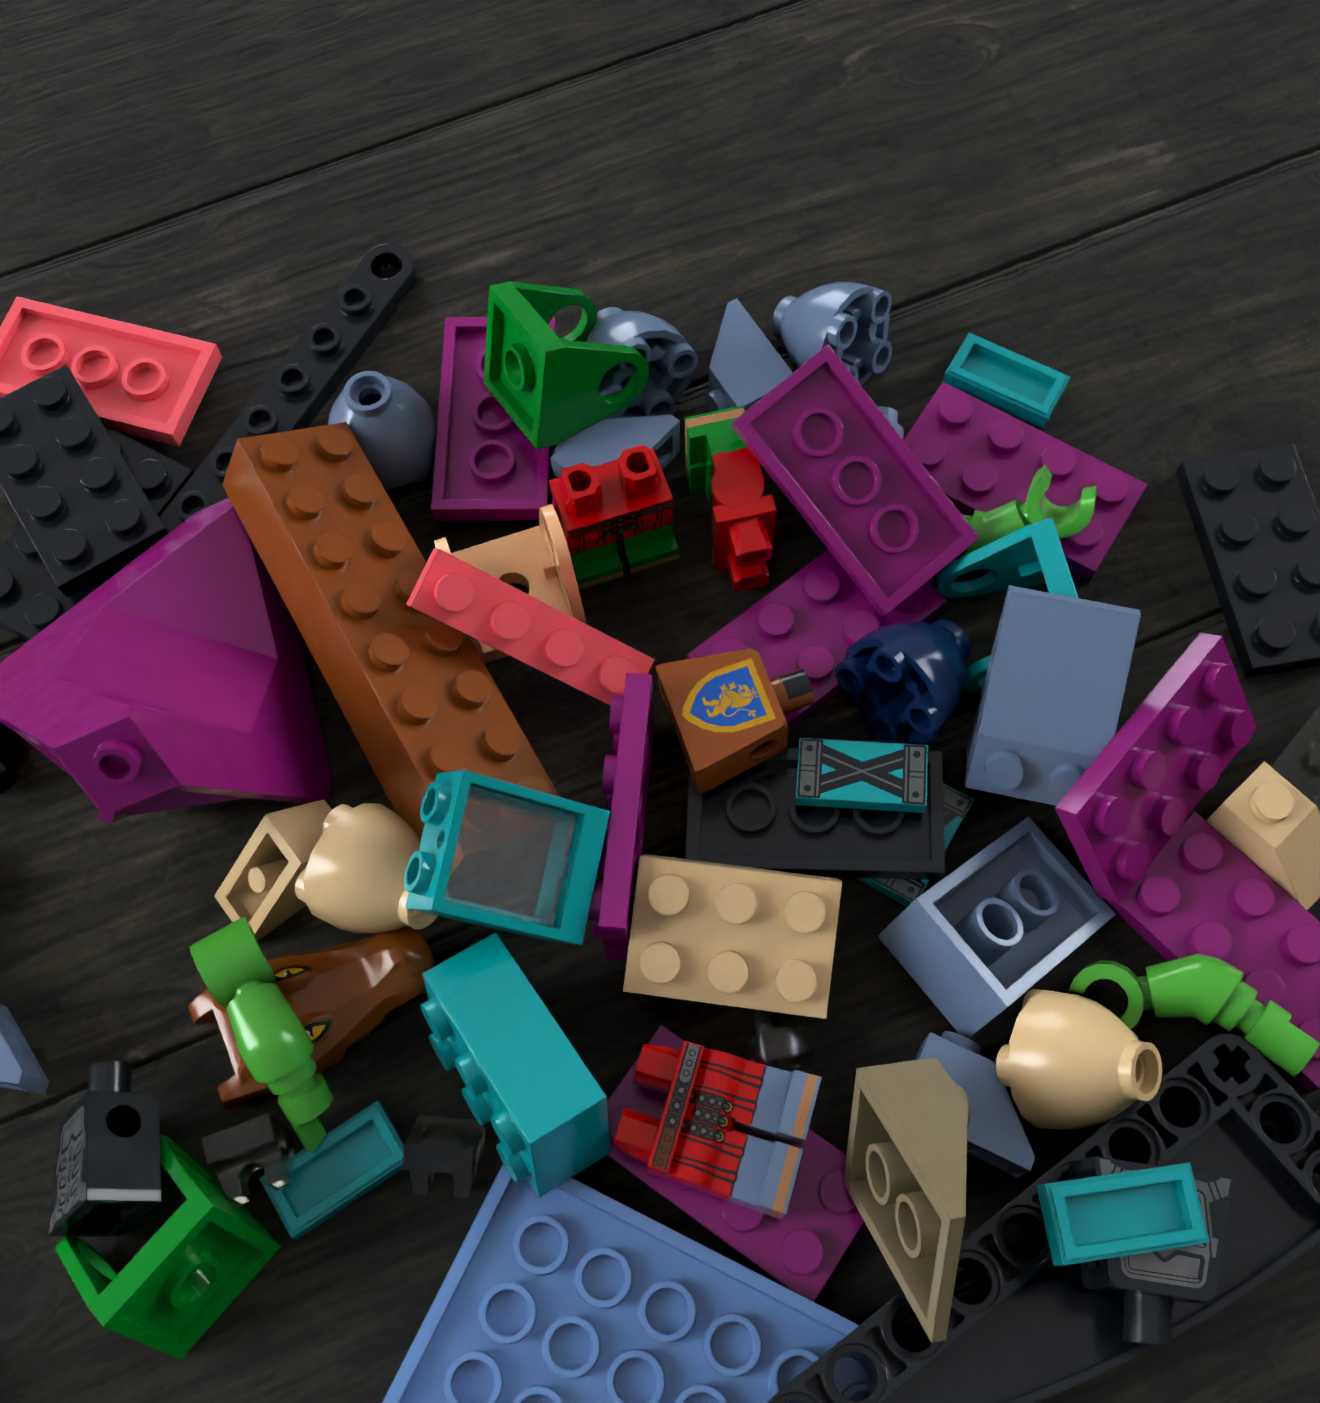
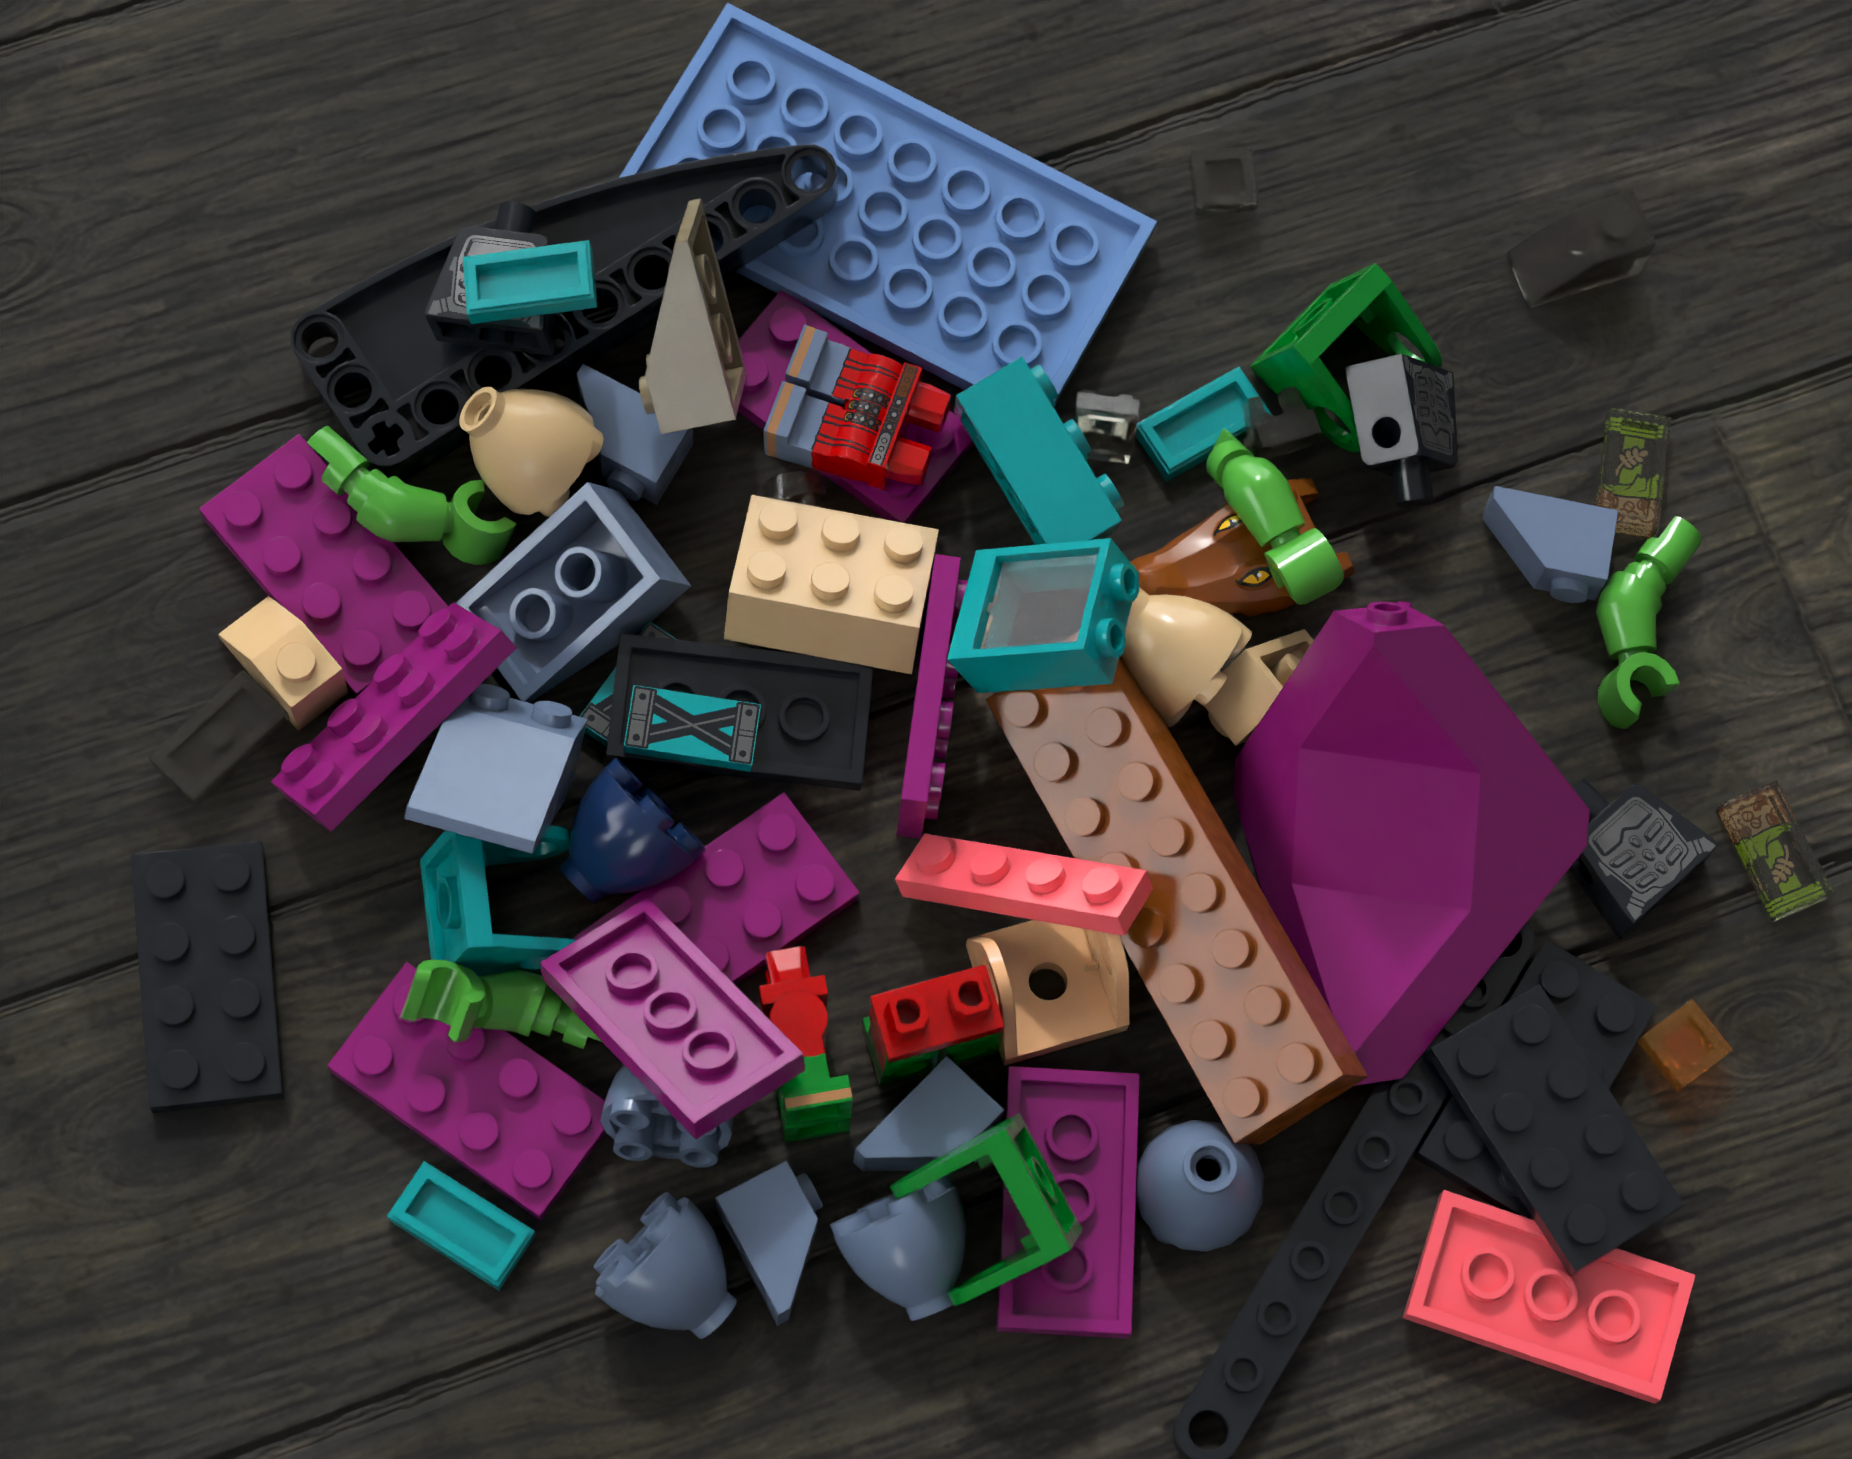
camera: 170 degrees right, 5 degrees up
(729, 712) = (822, 794): dark orange torso -> none

